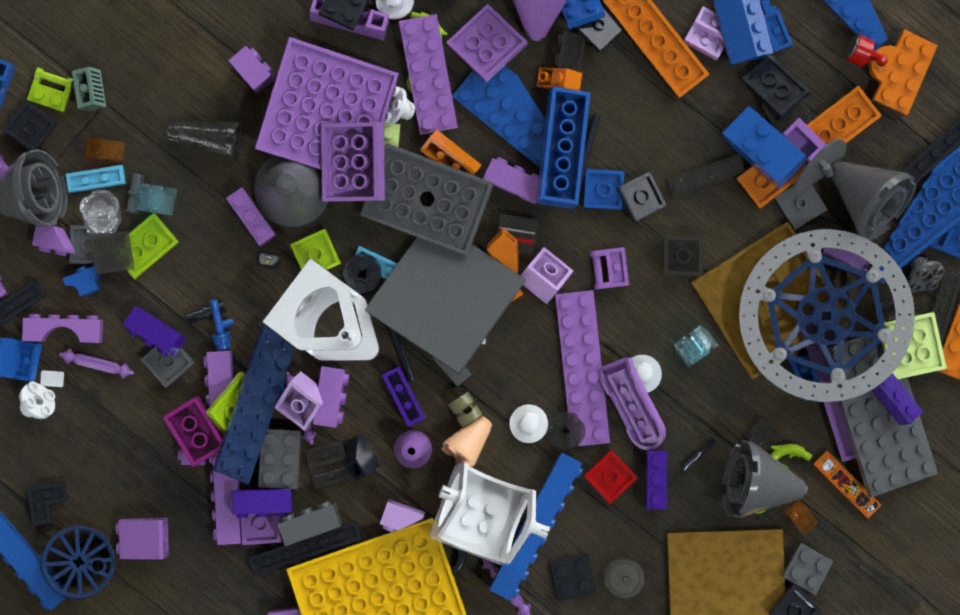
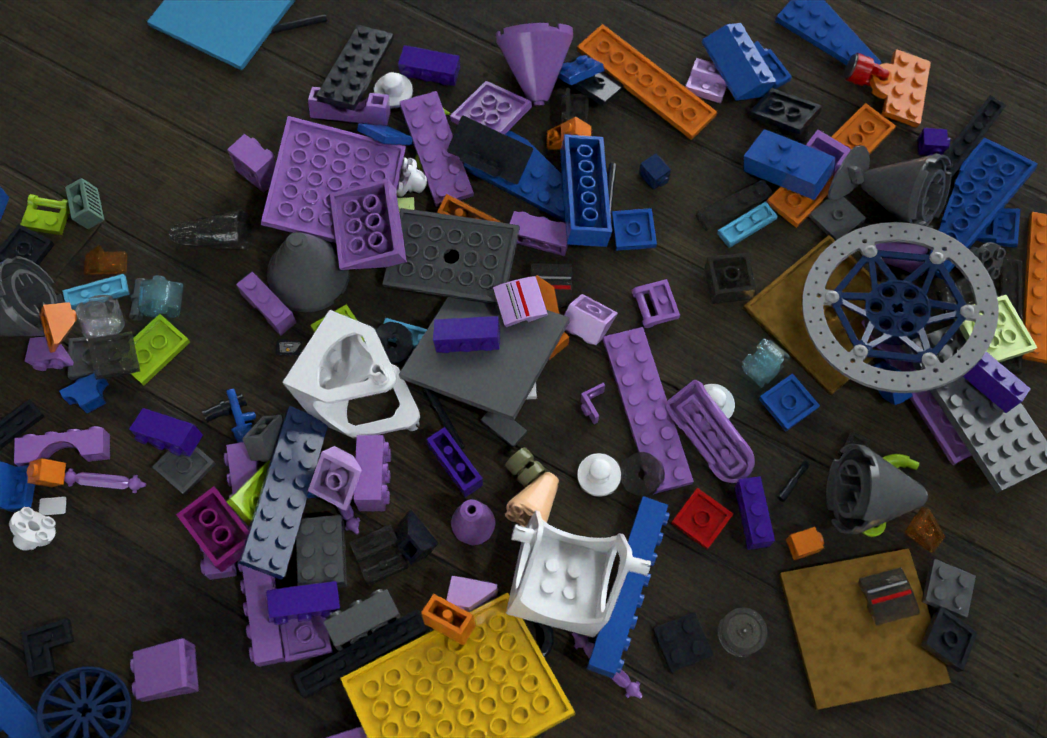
camera: 10 degrees left, 20 degrees down
(49, 352) = (46, 472): none -> orange brick
(65, 222) = (57, 323): none -> orange slope
(240, 351) = (263, 437): none -> dark grey brick
(380, 57) = (384, 134): none -> blue tile
(380, 537) = (448, 619): none -> orange brick
(430, 284) = (466, 334): none -> dark purple brick
(477, 94) = (489, 150): none -> black bracket
(483, 258) = (520, 301): none -> lavender slope
(528, 360) = (587, 407): none -> medium lavender bracket
(635, 131) = (654, 171): none -> dark blue brick
(641, 196) = (674, 230): plate -> none
(694, 512) = (805, 543): none -> orange brick
(710, 382) = (789, 402): none -> blue plate
(713, 198) = (747, 224): none -> medium azure tile
(753, 568) = (889, 596): none -> clear smoke slope
(846, 484) = (965, 489): tile -> none
(914, 139) = (933, 141): none -> dark purple brick

